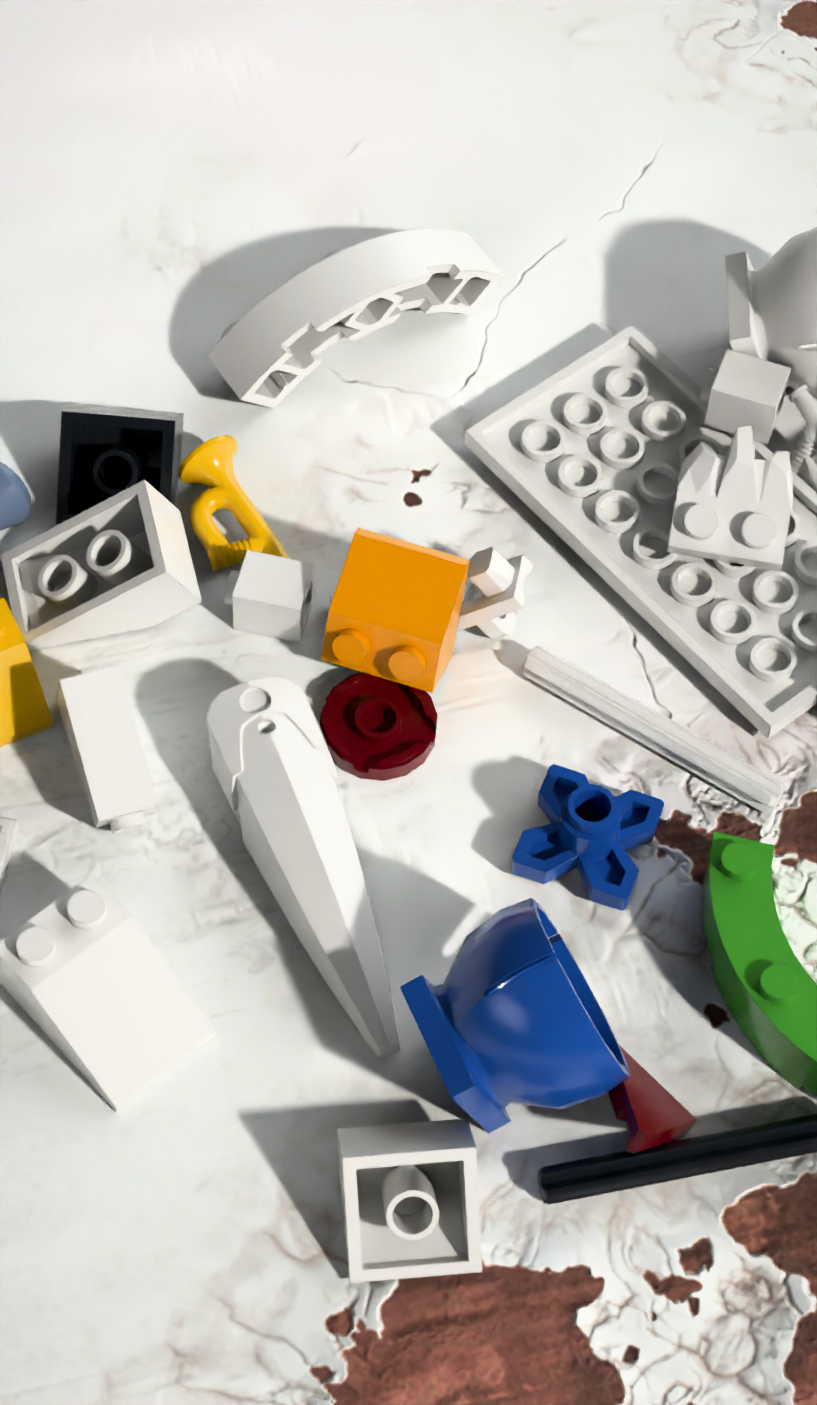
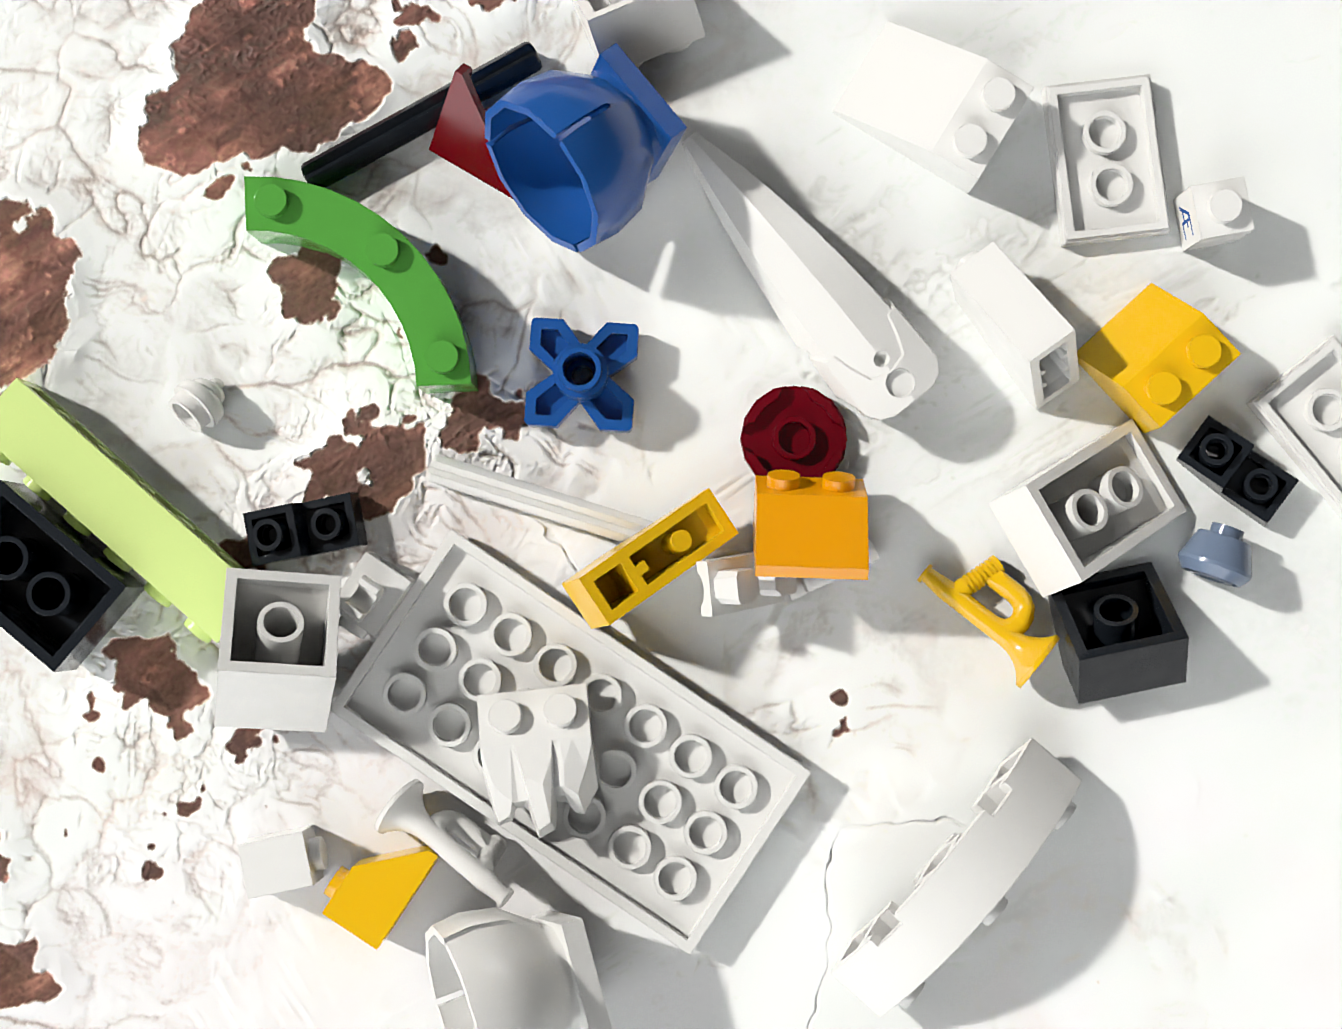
camera: 170 degrees right, 30 degrees up
(271, 595) = (929, 531): white brick -> none
(574, 629) = (649, 560): none -> yellow slope
(745, 394) = (555, 881): white brick -> none

